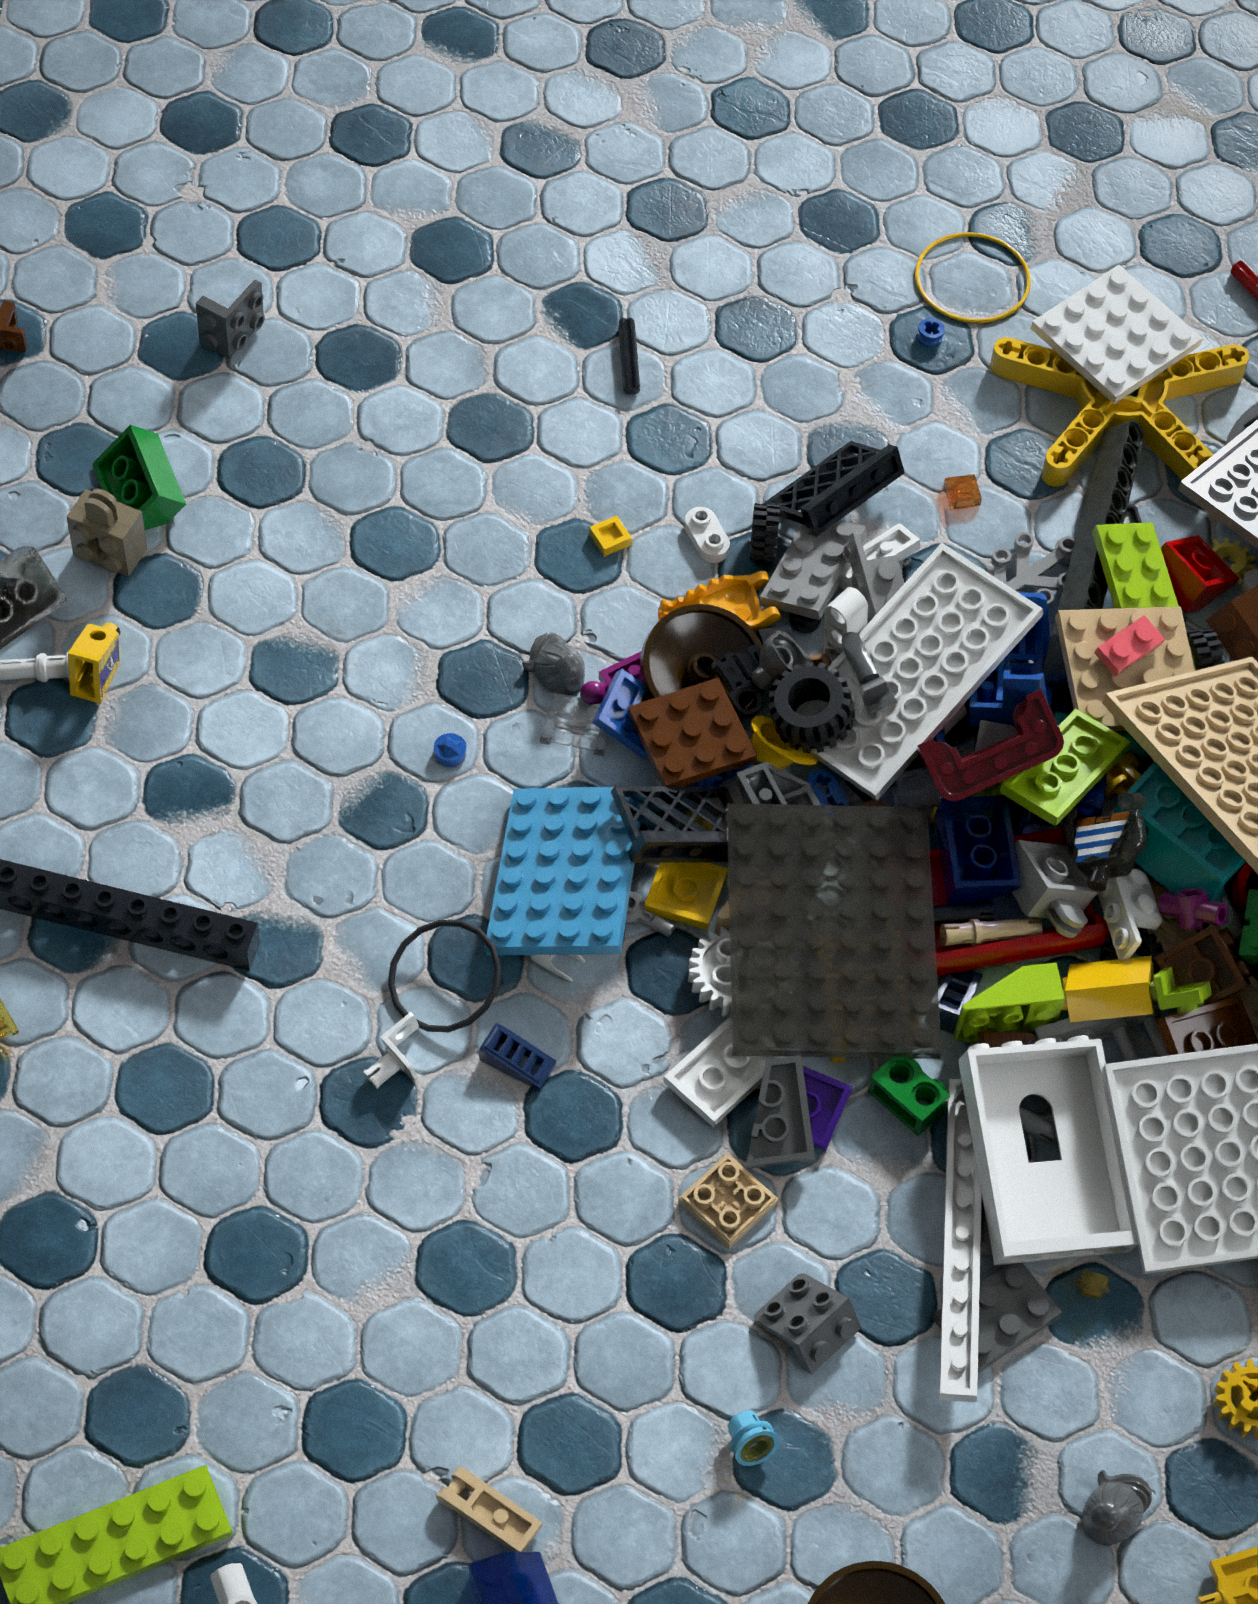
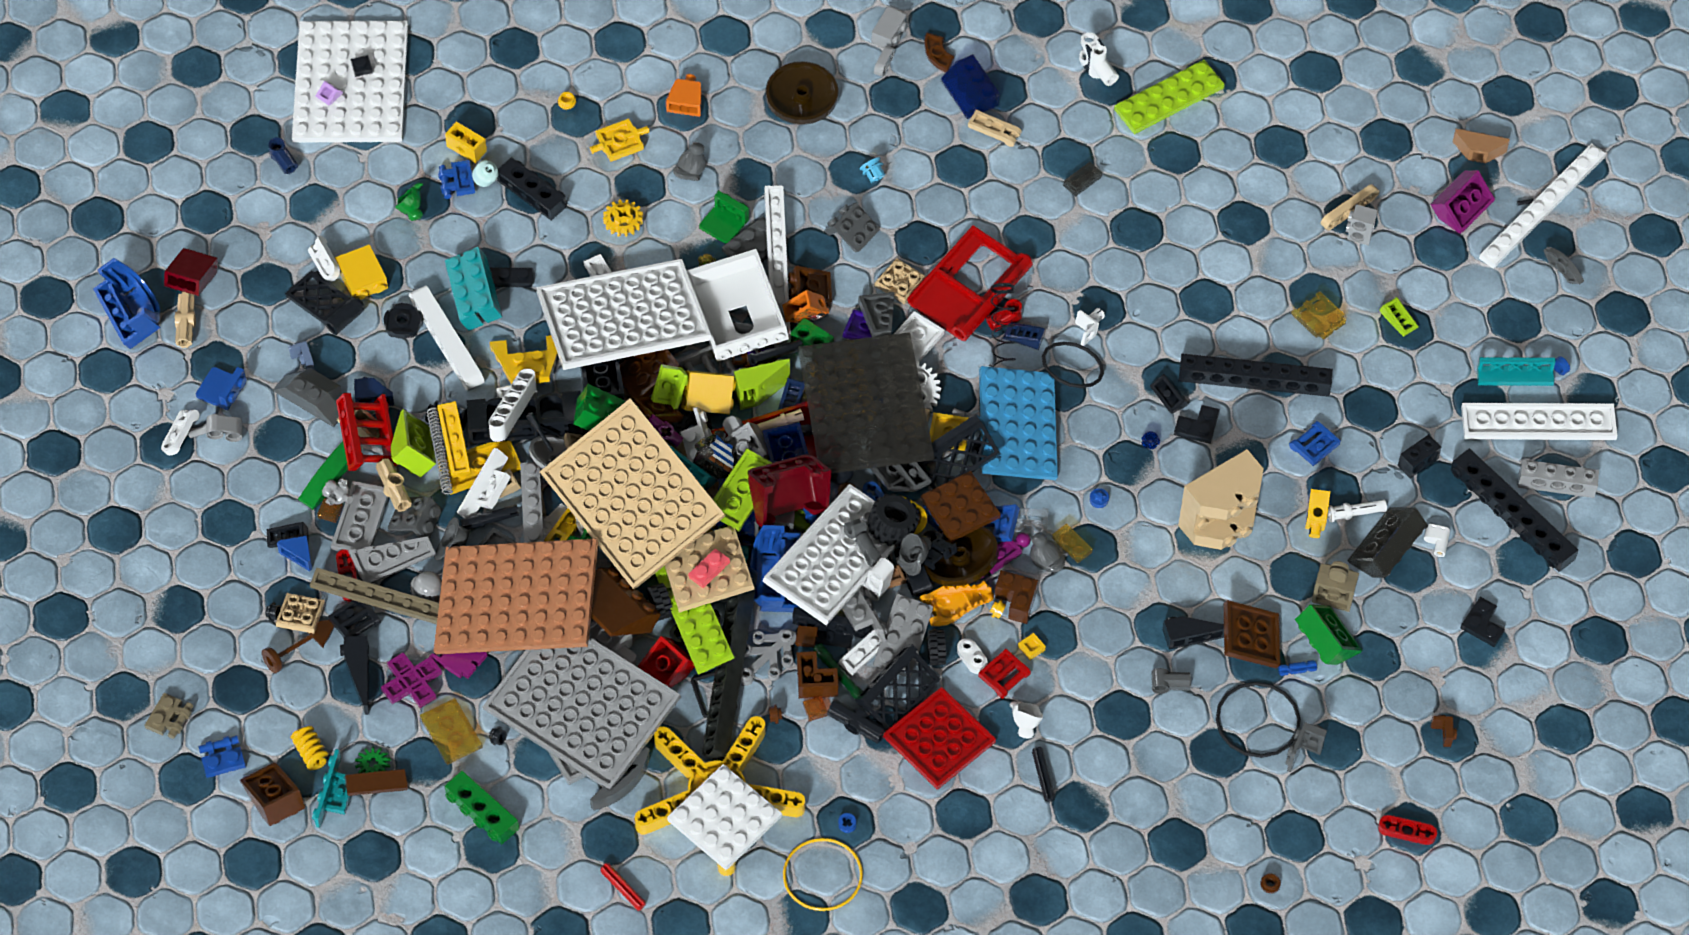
camera: 175 degrees right, 0 degrees up
(53, 779) = (1319, 447): none -> blue plate
(122, 226) = (1391, 832): none -> red beam
(202, 447) = (1296, 668): none -> blue axle
(246, 844) = (1199, 429): none -> black plate
(252, 653) = (1222, 503): none -> tan piece
(262, 486) = (1251, 634): none -> reddish brown plate
(281, 915) = (1169, 394): none -> black slope
(285, 440) = (1263, 685): none -> black piece
(333, 176) = (1272, 878): none -> reddish brown plate
(337, 1365) = (1082, 179): none -> clear smoke plate
(338, 825) = (1150, 436): none -> clear blue plate
(357, 515) = (1189, 631): none -> black slope
(415, 452) = (1164, 680): none -> dark grey piece
(513, 677) = (1072, 543): none -> clear yellow plate
(548, 1091) = (1006, 316): none -> red piece
(570, 990) = (1001, 309): none -> black piece
(616, 605) = (1019, 591): none -> reddish brown brick
(630, 1135) = (951, 302): none -> red piece
(639, 428) = (1026, 717): none -> white hair
(654, 590) = (997, 609): none -> yellow plate
(666, 504) = (999, 669): none -> red plate
(777, 420) = (939, 738): none -> red plate
(898, 506) = (826, 657): none -> dark green piece
(902, 1197) = (812, 280): none -> reddish brown plate
(916, 466) = (856, 721): none -> black piece
(916, 1136) = (805, 305): none -> orange torso
(962, 511) = (814, 681): none -> reddish brown brick
(1016, 1031) = (774, 353): none -> black pin
(1027, 483) = (775, 714): none -> reddish brown plate
(1055, 1368) = (725, 218): none -> green bracket

